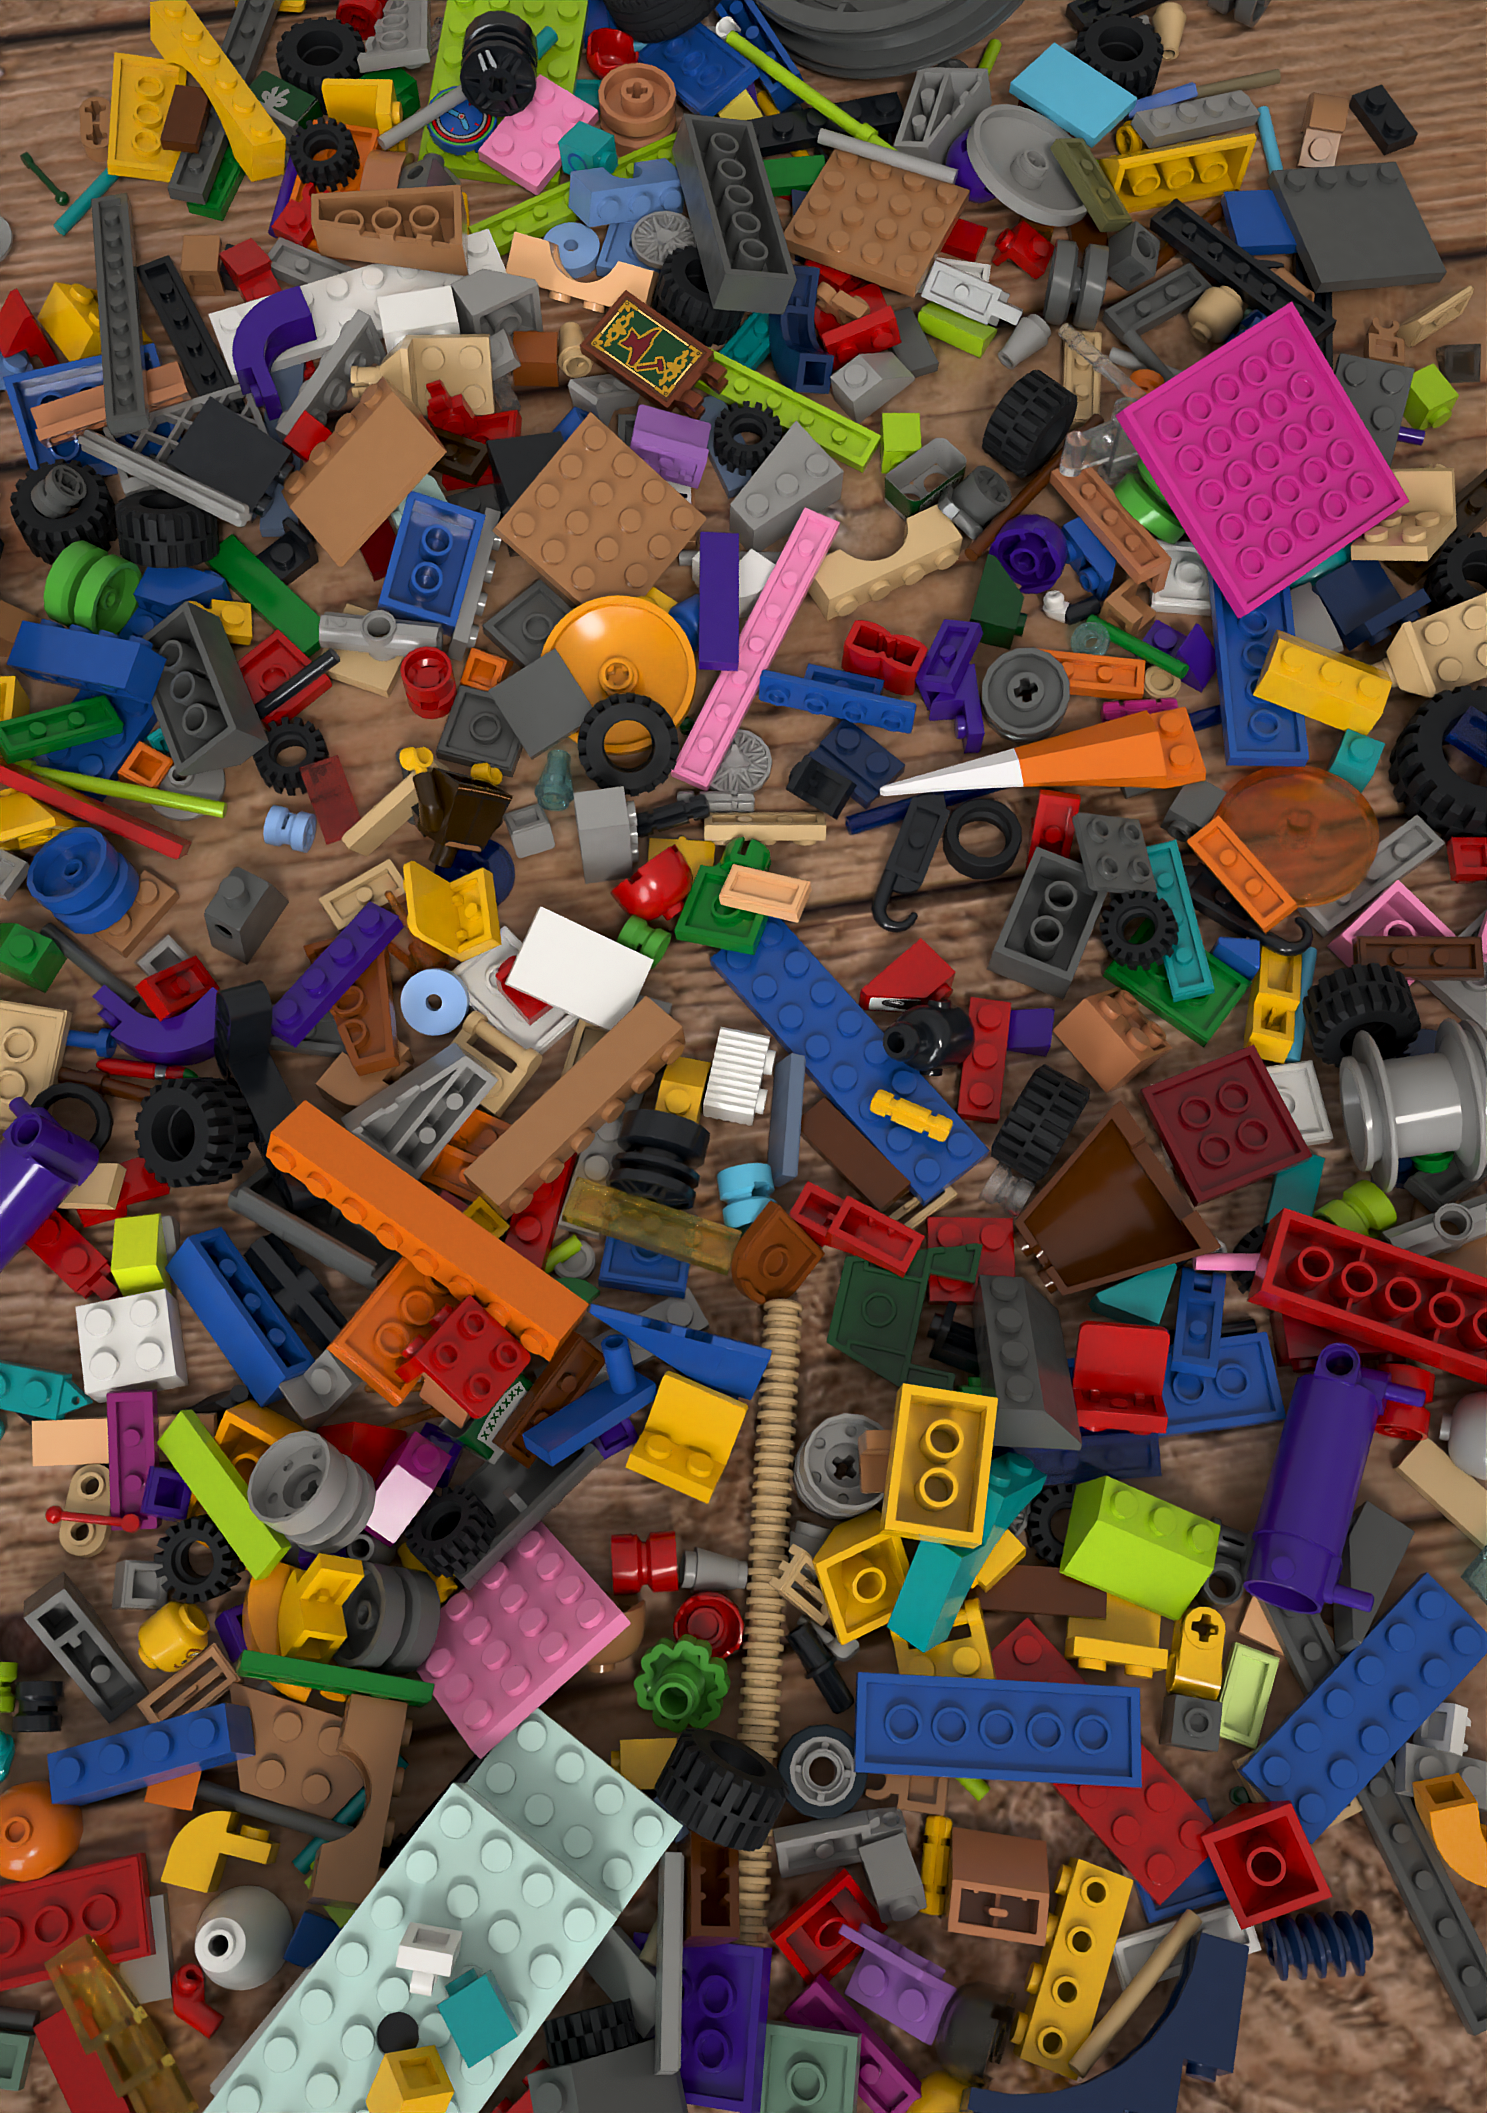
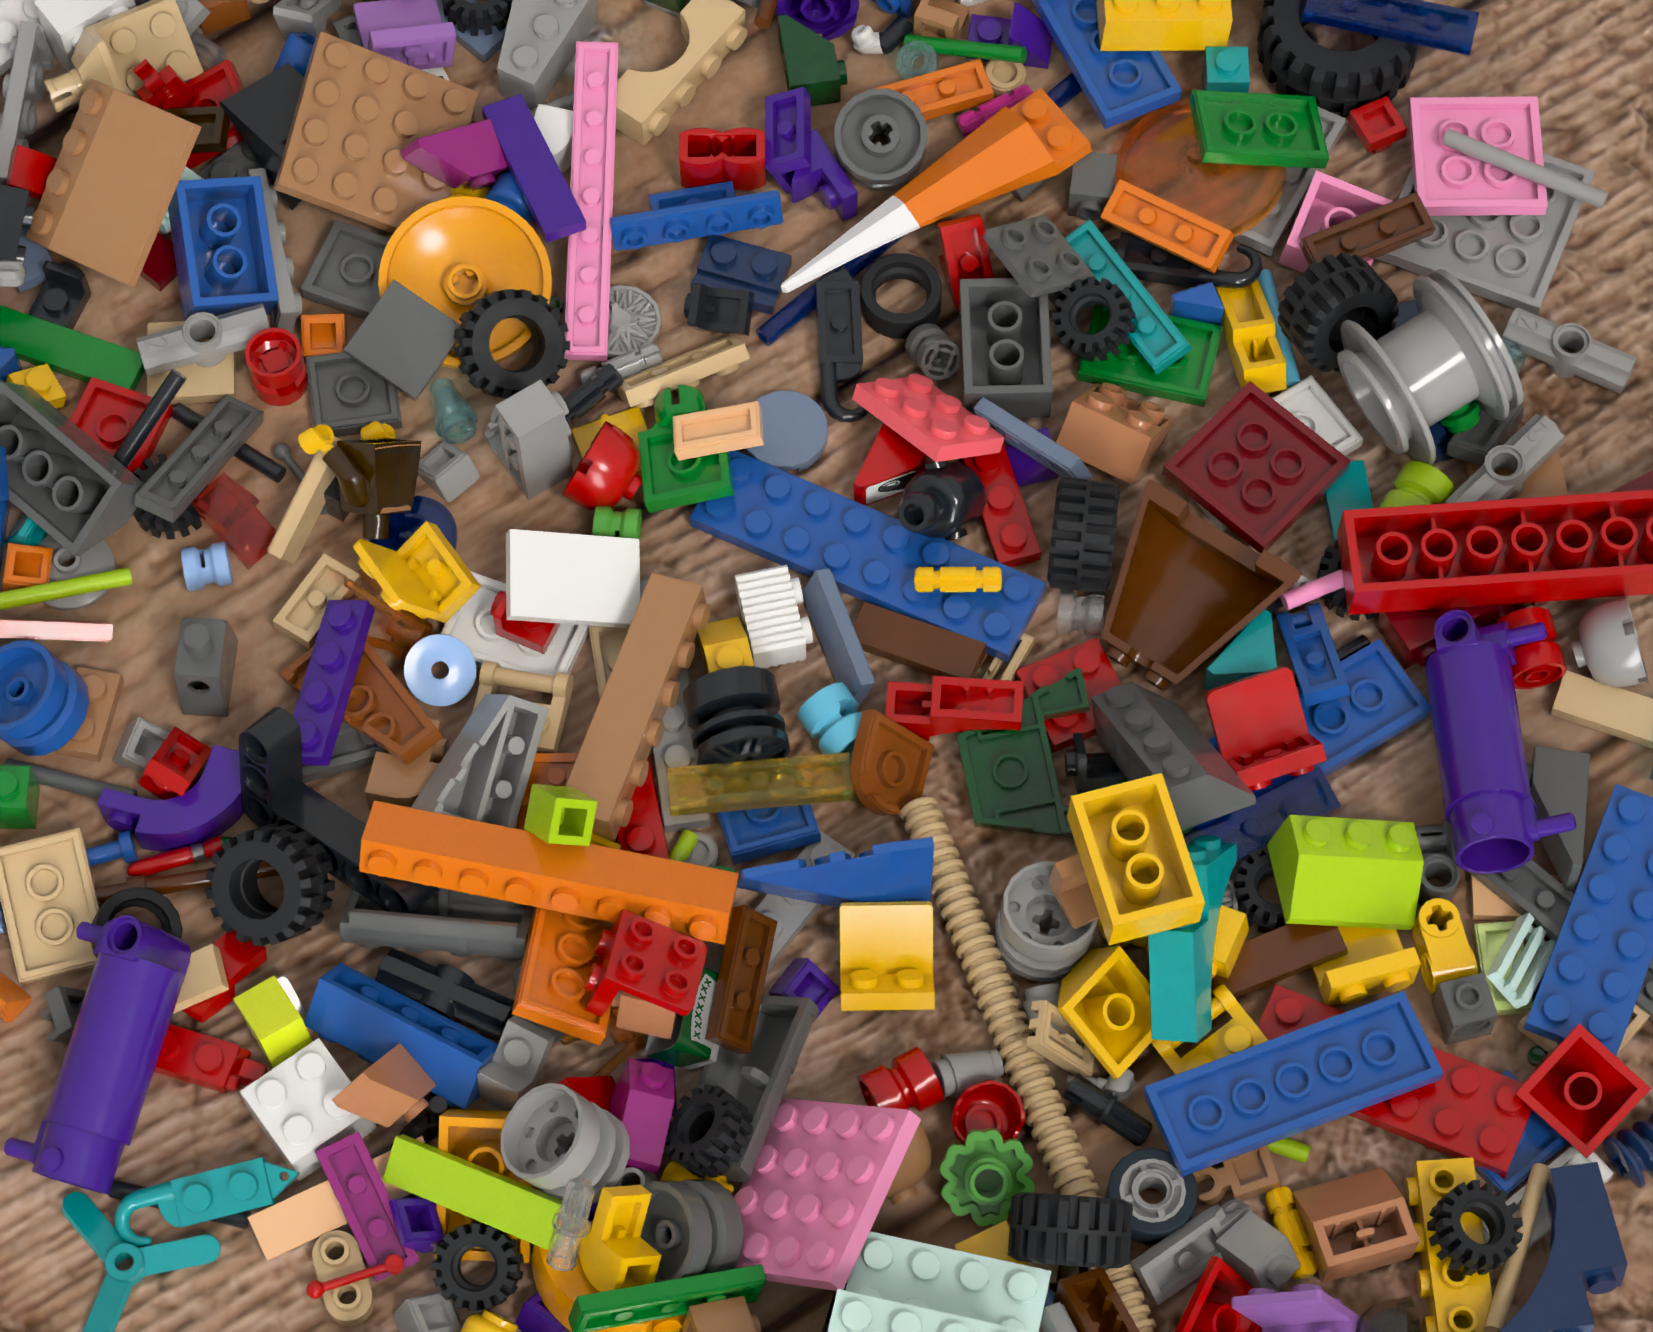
camera: 20 degrees left, 5 degrees down
(196, 1363) = (388, 1089): none -> nougat slope
(279, 1572) = (571, 1225): none -> clear axle
(324, 734) = (199, 458): none -> dark grey tile
(363, 731) = (246, 453): none -> black bar
(455, 1184) = (560, 815): none -> lime brick
(596, 1410) = (791, 967): blue piece -> none
(662, 565) = (459, 155): none -> magenta slope
(832, 917) = (791, 431): none -> sand blue tile
(952, 959) = (928, 418): none -> coral plate
(986, 900) = (933, 351): none -> dark grey wheel
(1033, 1018) = (1032, 442): none -> sand blue tile
(1129, 1964) = (1495, 1215): none -> black tyre
(1267, 1710) = (1527, 967): none -> light aqua tile
(1362, 821) = (1258, 129): none -> green tile

